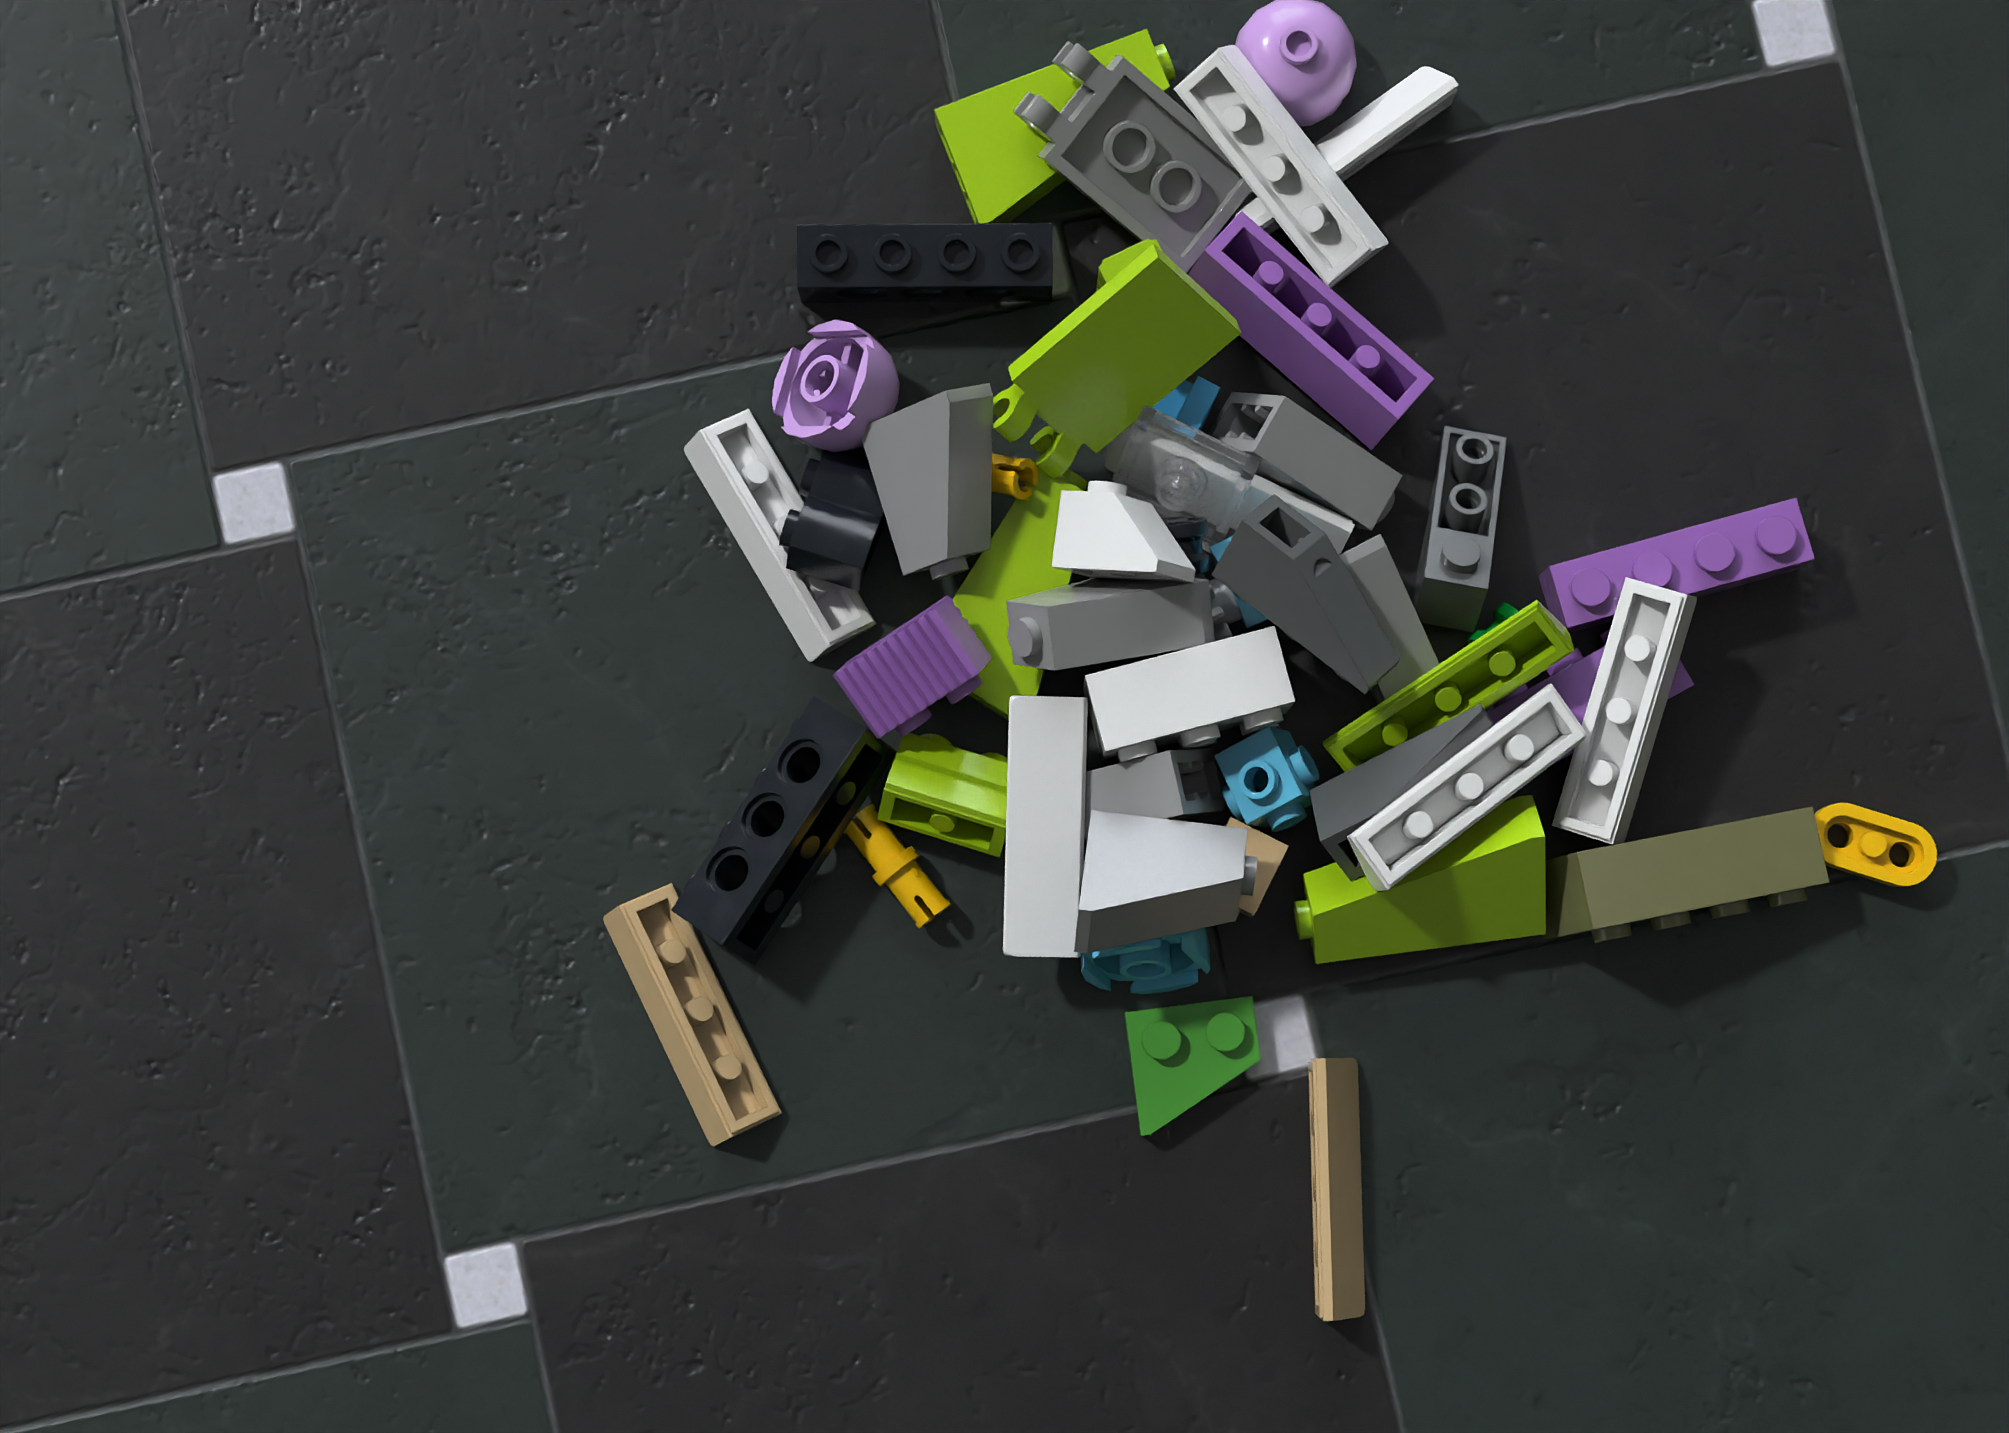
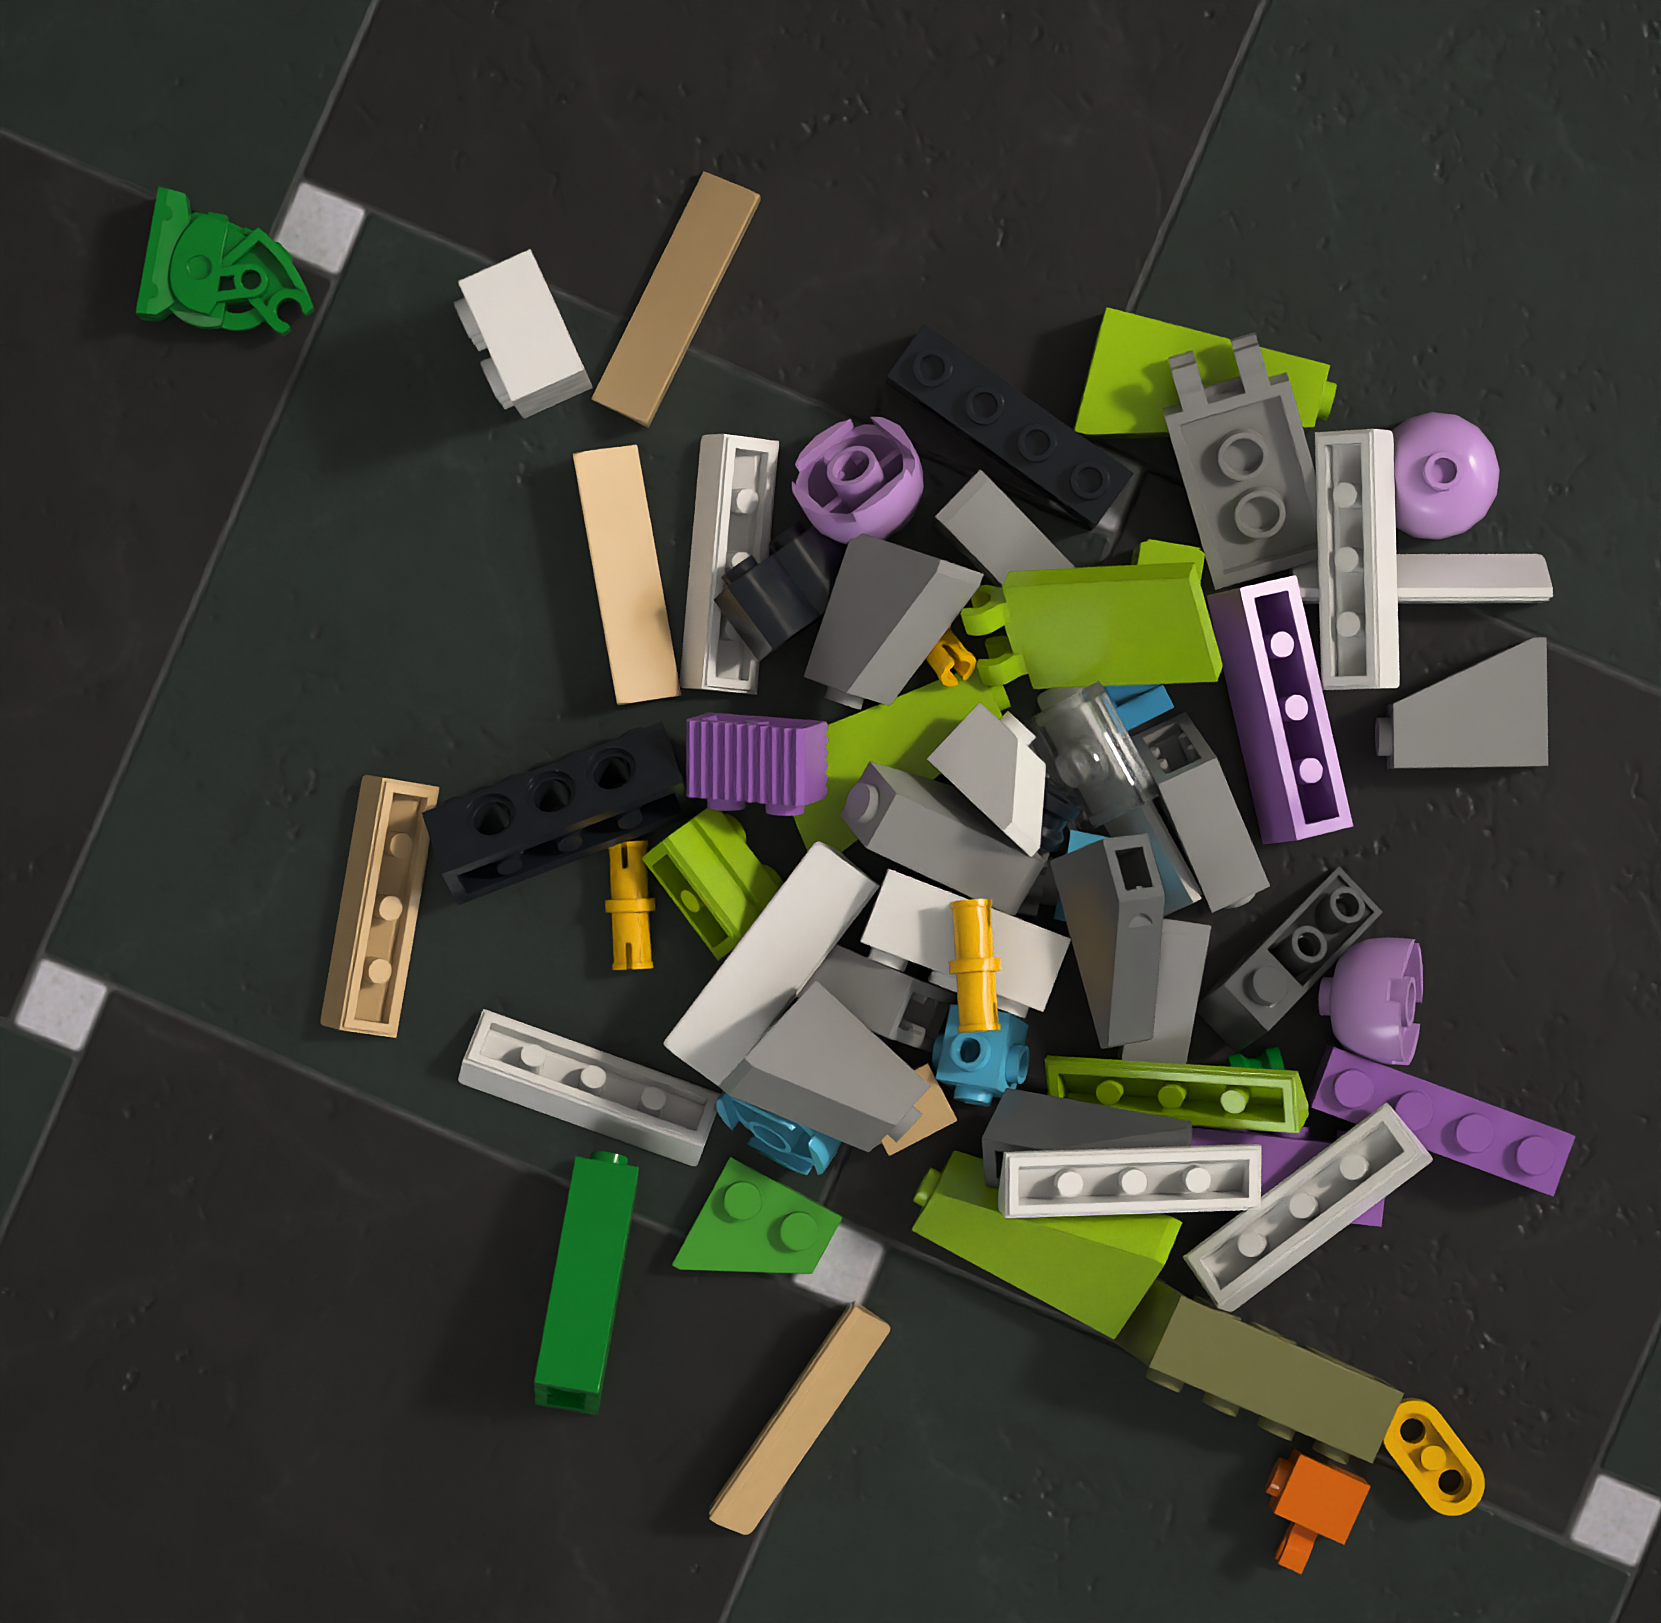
camera: 30 degrees right, 5 degrees up
(184, 593) = (207, 264): none -> green piece
(478, 460) = (528, 342): none -> white brick
(584, 353) = (676, 298): none -> tan slope
(702, 601) = (627, 574): none -> tan slope
(969, 1040) = (589, 1088): none -> white slope
(970, 348) = (995, 532): none -> light grey slope
(1083, 1201) = (586, 1283): none -> green slope
(1212, 701) = (975, 965): none -> yellow pin
(1467, 228) = (1474, 718): none -> light grey slope
(1553, 505) = (1376, 999): none -> lavender cylinder
(1804, 948) = (1315, 1500): none -> orange brick

